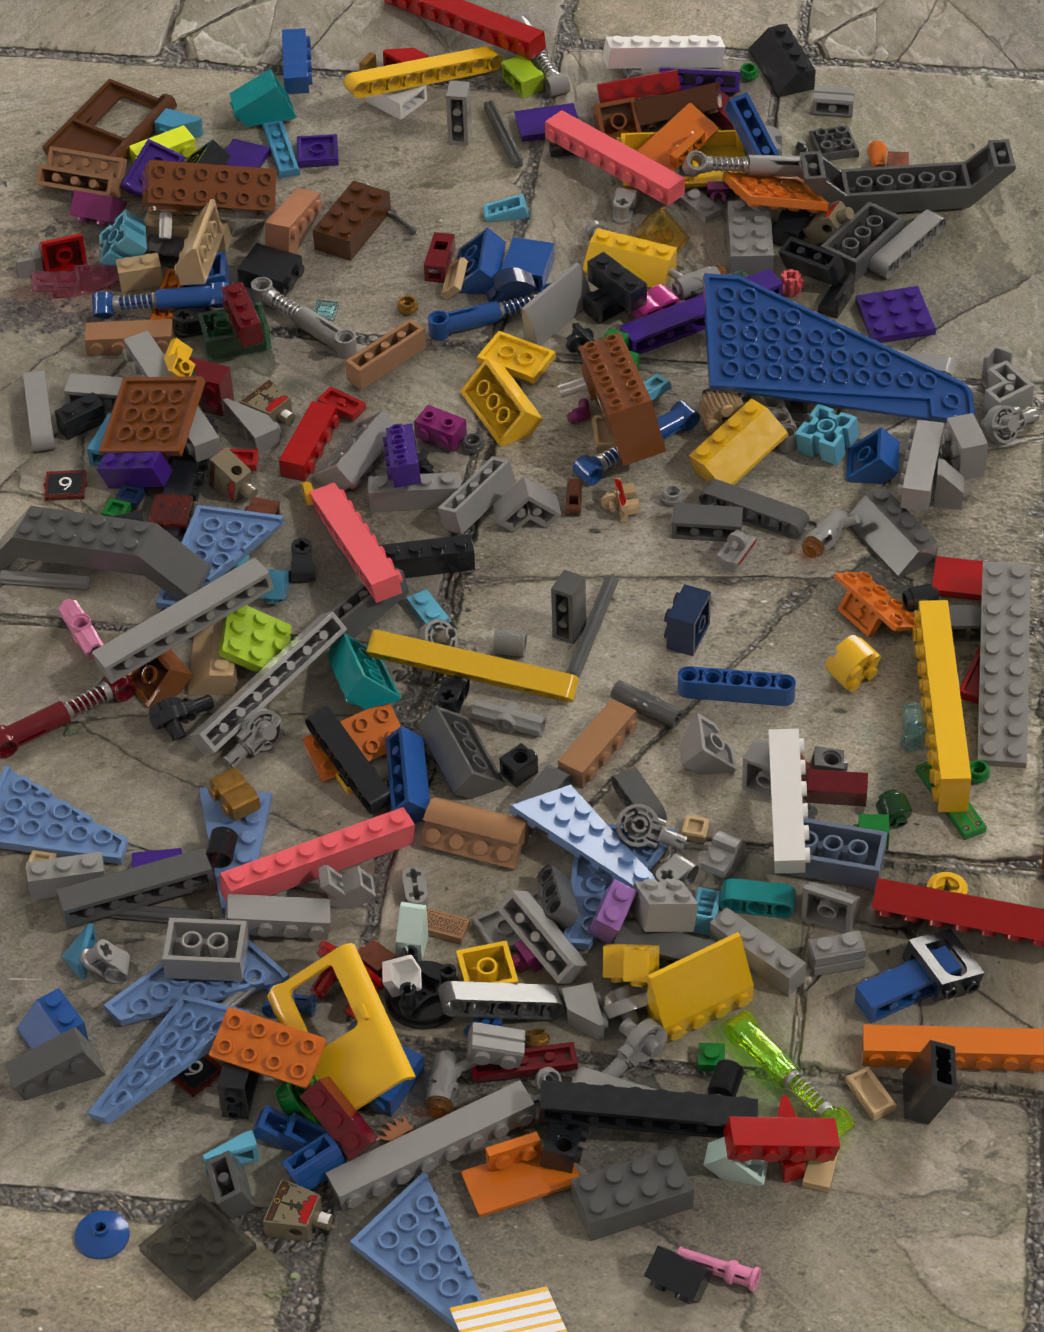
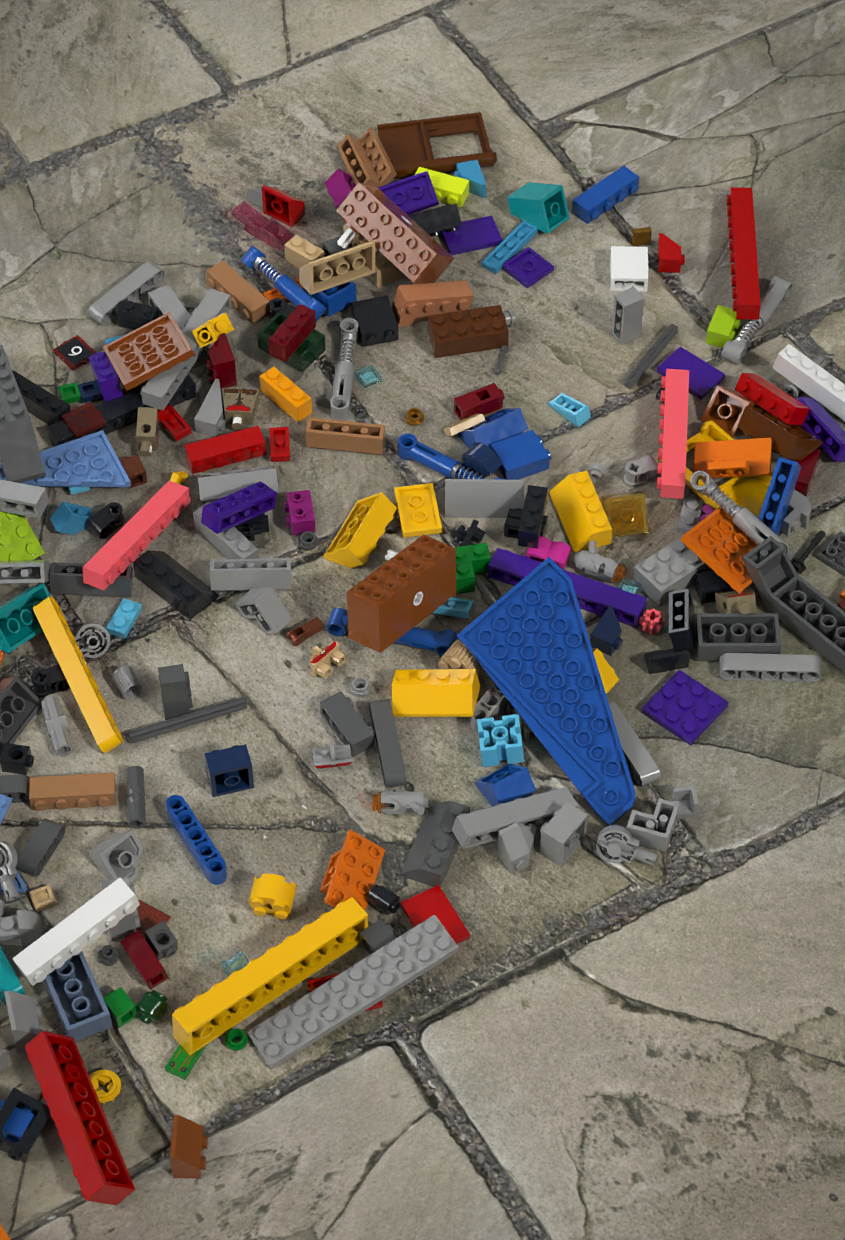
camera: 50 degrees right, 5 degrees up
(123, 238) = (320, 226): medium azure brick -> none
(291, 367) = (285, 394): none -> light orange brick
(422, 72) = (653, 268): yellow beam -> none

